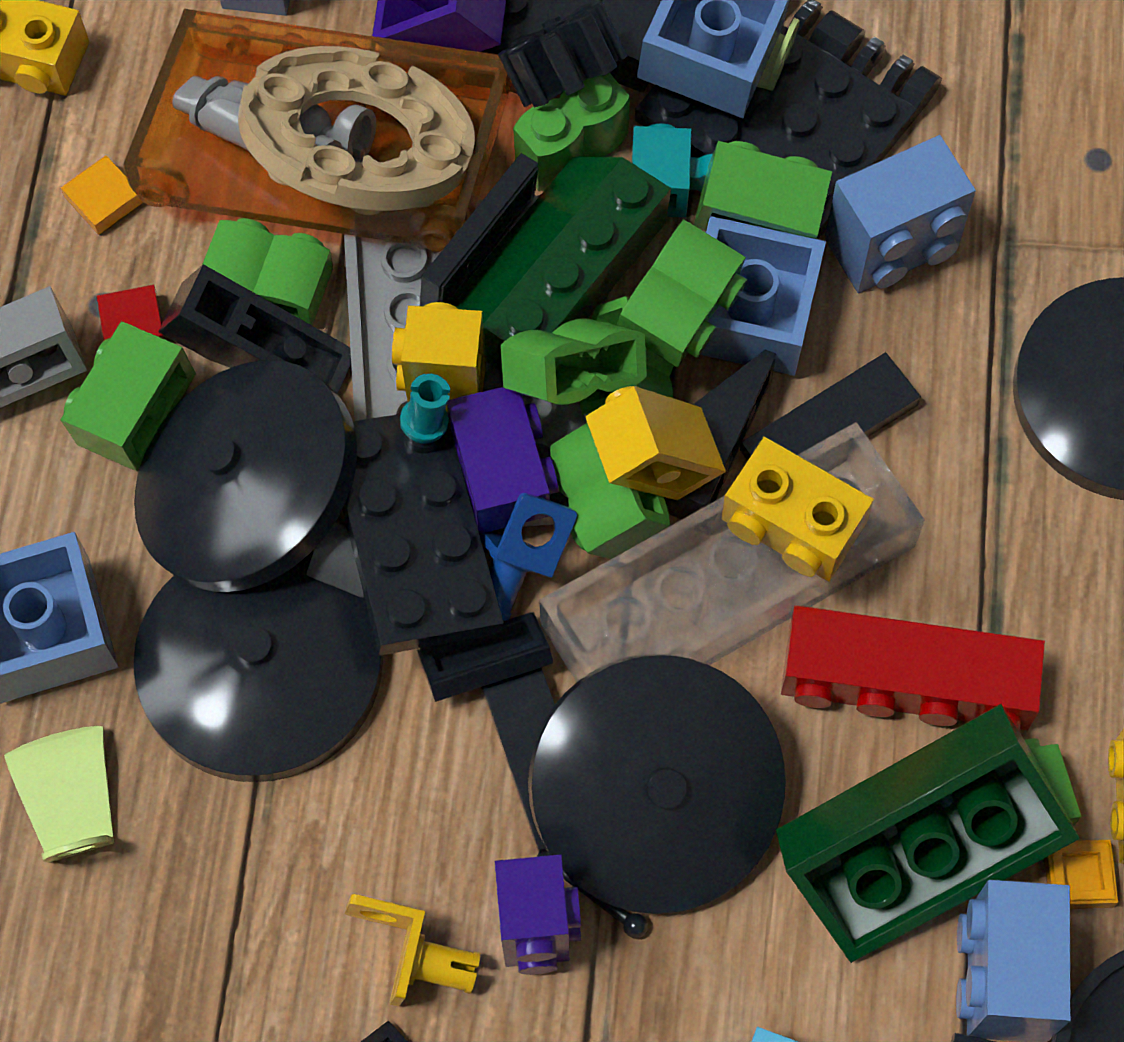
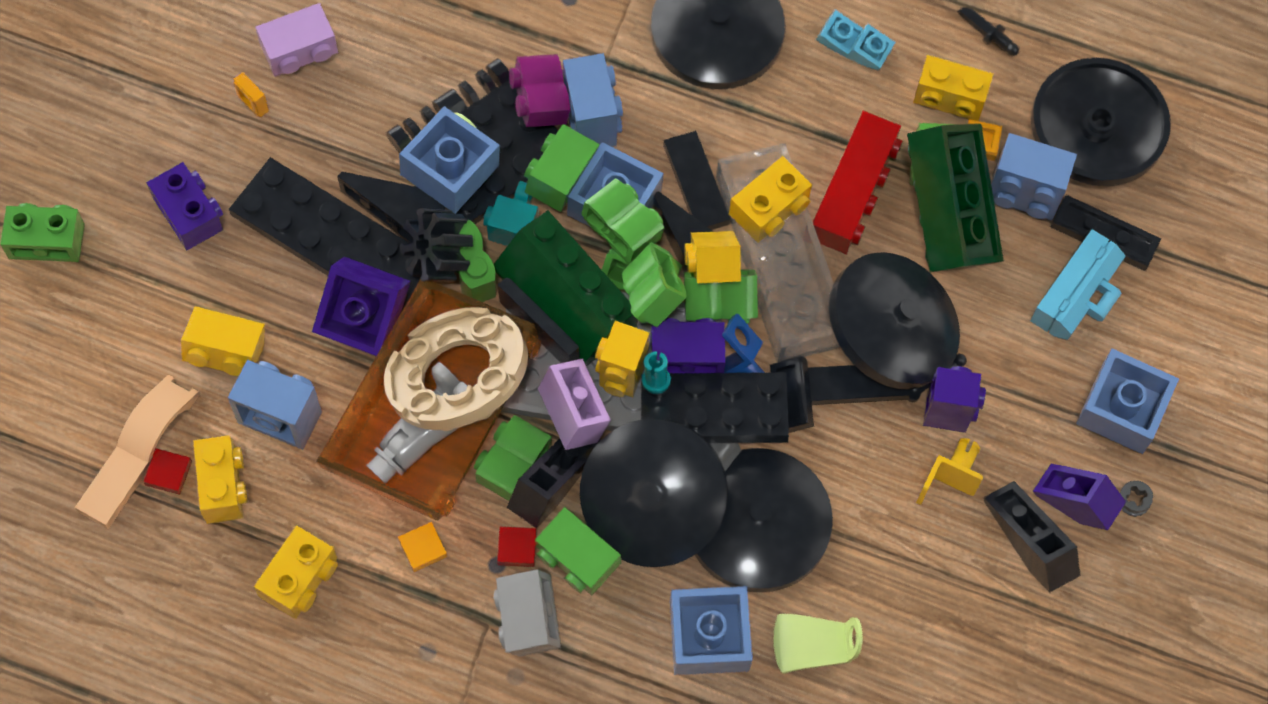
camera: 80 degrees left, 0 degrees up
(352, 314) = (574, 404): none -> lavender brick
(878, 131) = (540, 90): none -> magenta brick

